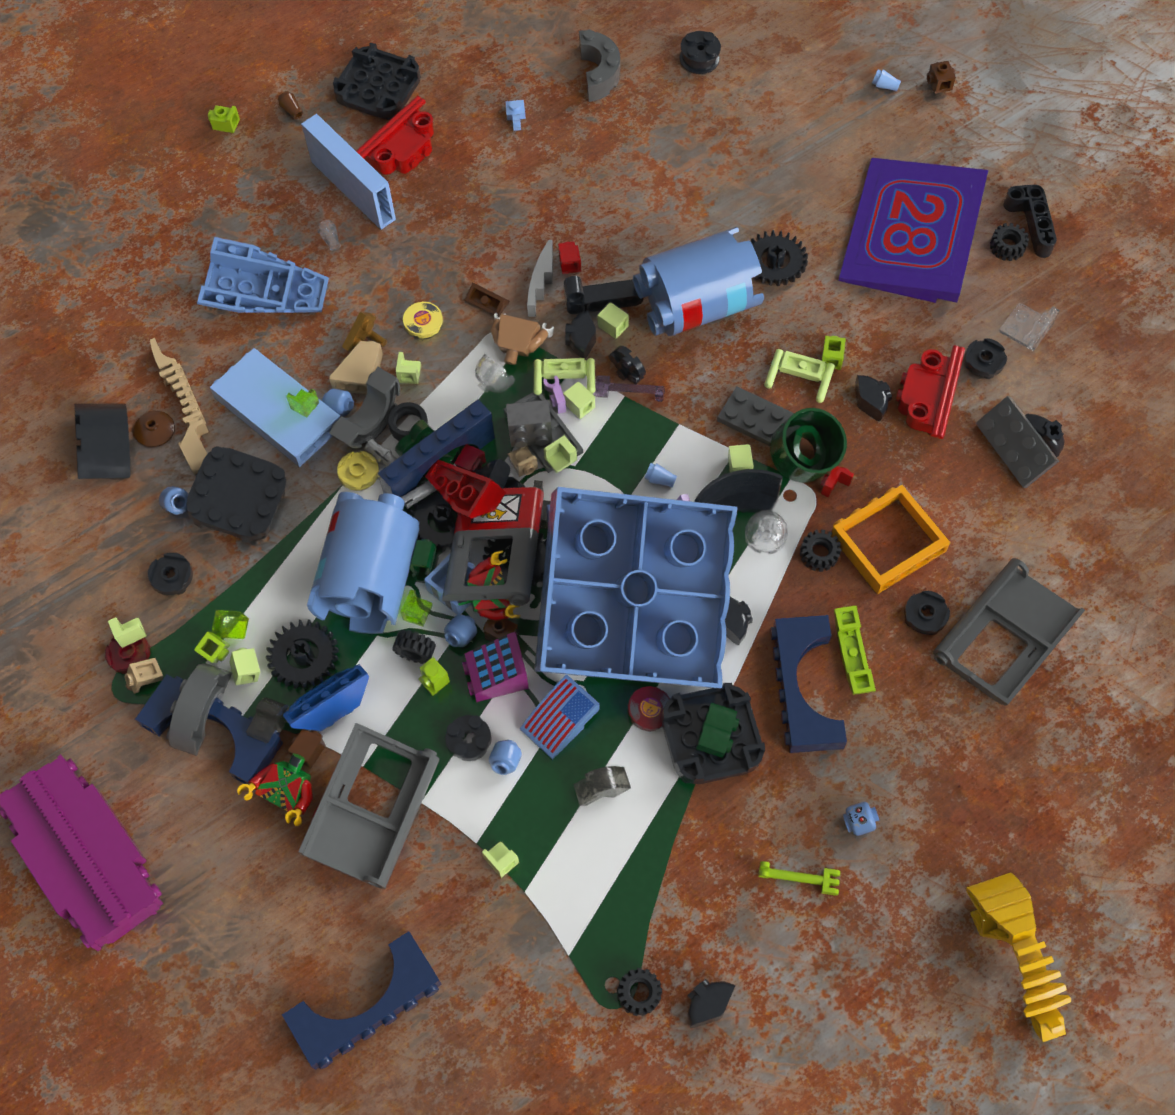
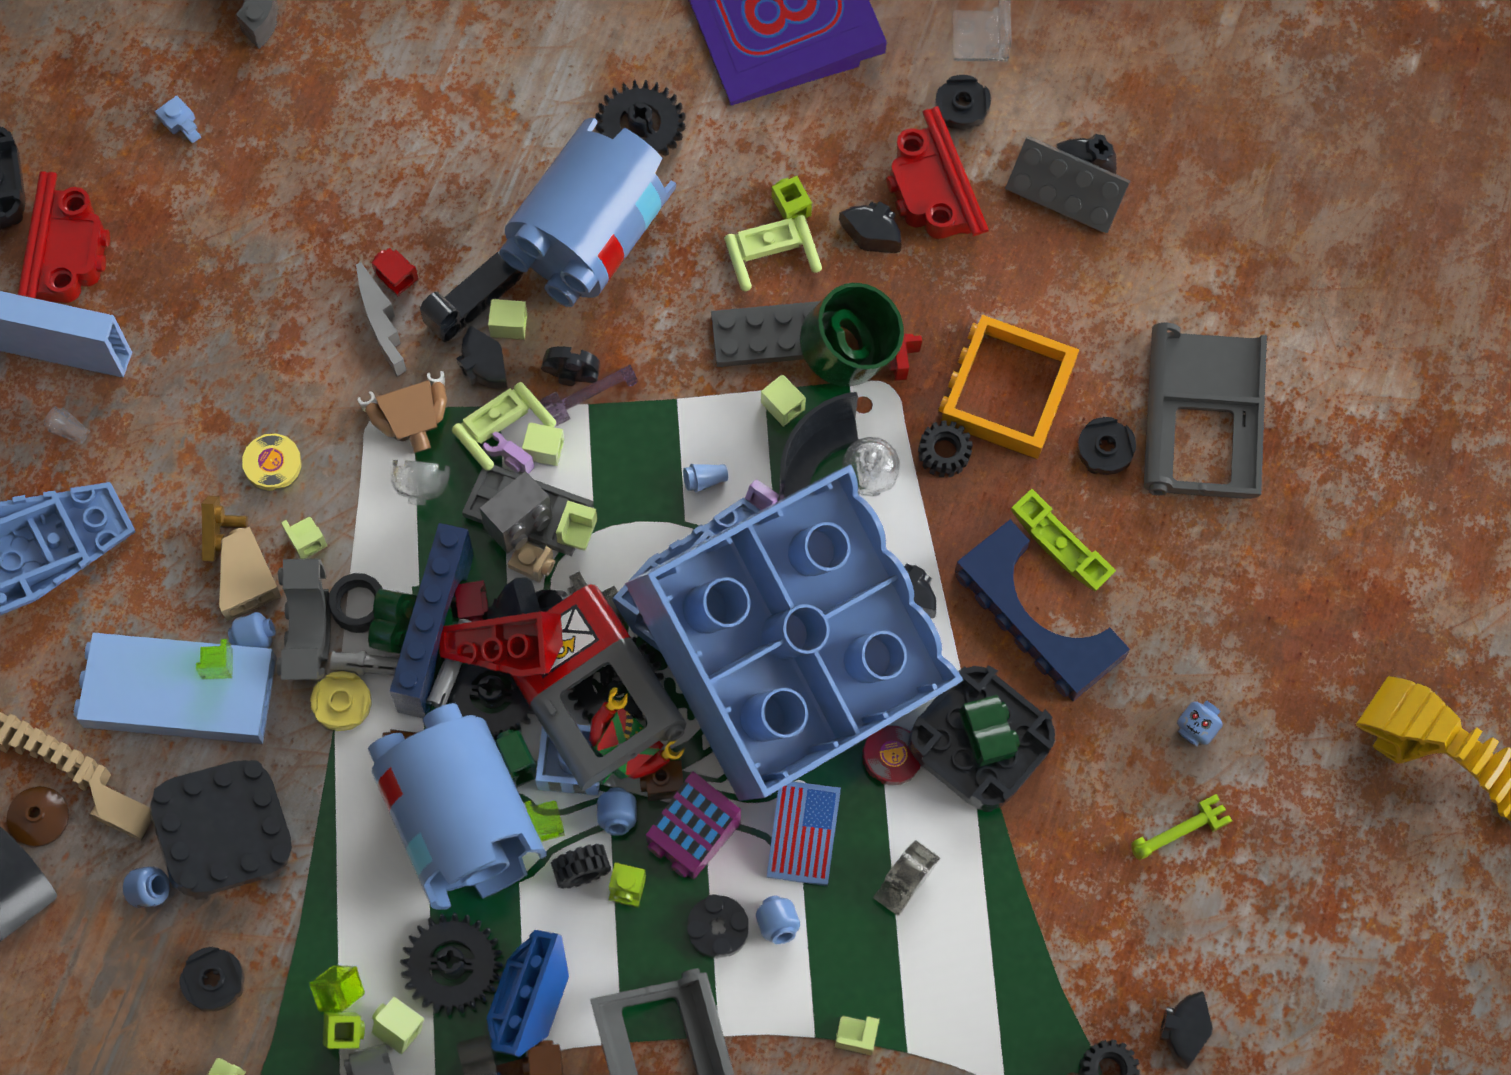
camera: 40 degrees left, 5 degrees up
(486, 299) = (331, 387): reddish brown slope -> none

